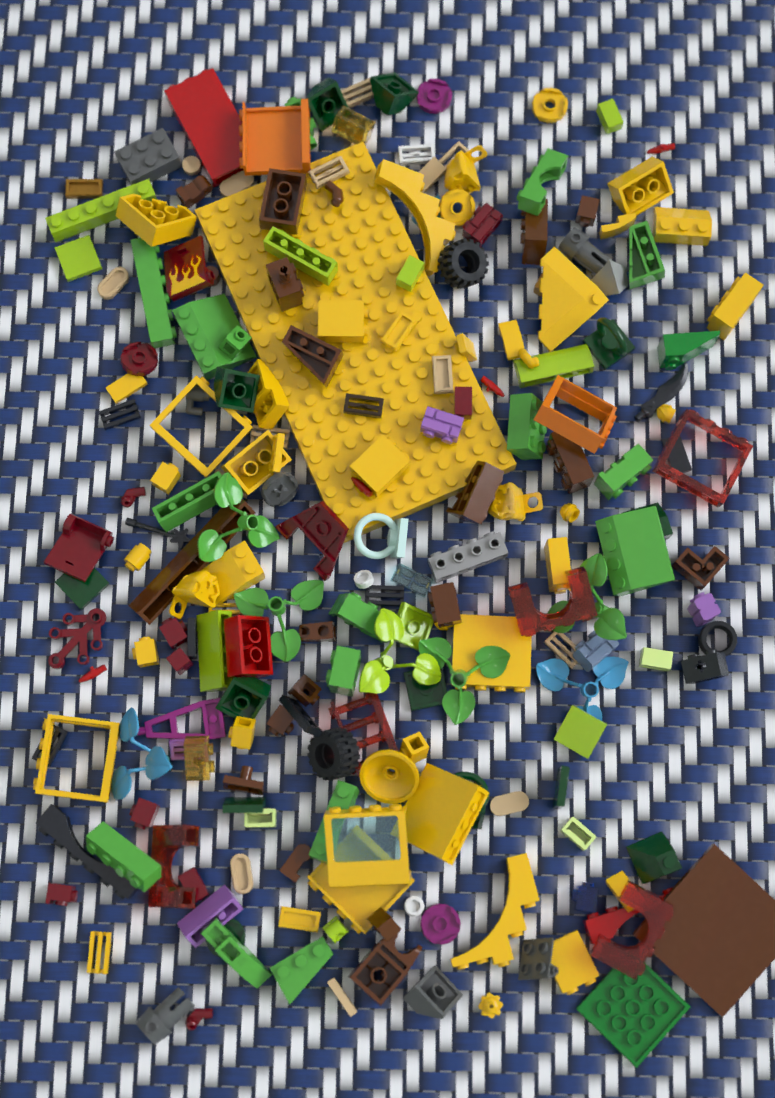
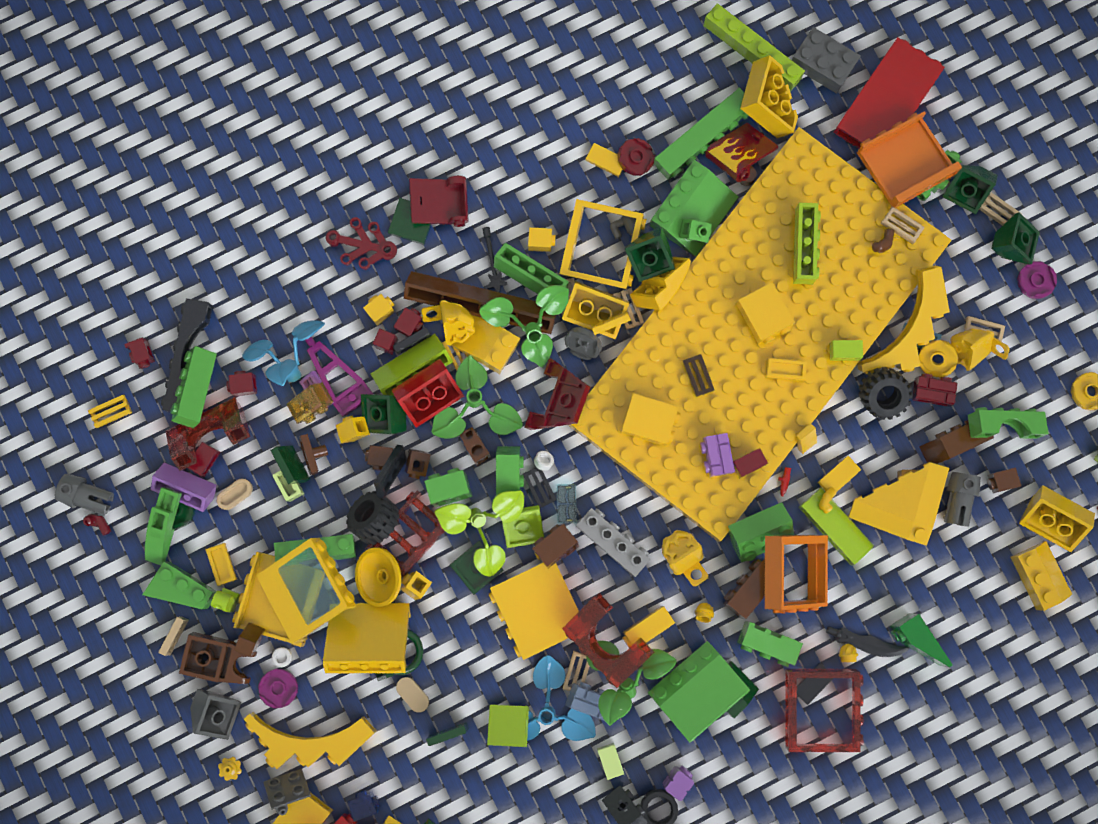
camera: 65 degrees right, 5 degrees up
(45, 746) = (238, 276): yellow window -> none
(57, 747) = (275, 273): black tile -> none
(78, 258) = (699, 53): lime tile -> none
(84, 188) = (766, 21): pearl gold tile -> none
(94, 672) = (339, 274): red helmet -> none
(113, 283) = (693, 95): tan tile -> none
(116, 415) = (560, 163): black tile -> none
(131, 494) = (510, 218): dark red arm -> none
(137, 557) = (458, 255): yellow brick -> none
(191, 165) = (842, 101): tan tile -> none
(194, 191) = (818, 117): reddish brown leg -> none
(236, 184) = (846, 150): tan tile -> none
(283, 200) = (849, 199): reddish brown brick -> none
(285, 284) = (769, 244): reddish brown brick -> none
(295, 861) = (266, 534): reddish brown leg -> none
(313, 353) = (719, 307): reddish brown wedge -> none
(353, 126) = (962, 222): clear yellow brick -> none
(362, 487) = (622, 414): red helmet -> none
(395, 540) = (593, 469): light aqua tile -> none
(416, 157) = (963, 298): white tile -> none
(432, 172) = (957, 318): tan tile -> none
(442, 374) = (767, 430): tan tile -> none
(478, 493) = (673, 521): reddish brown wedge -> none
(490, 660) = (476, 600): bright green plant -> none
(578, 833) = (416, 770): yellowish green piece -> none
(608, 343) = (886, 566): dark green tile -> none
(611, 278) = (948, 537): light grey slope -> none
(622, 224) = (1010, 519): yellow slope -> none
(644, 258) = (988, 556): bright green wedge -> none
(700, 571) = (713, 762): reddish brown brick -> none
(734, 305) = (988, 665): yellow brick -> none

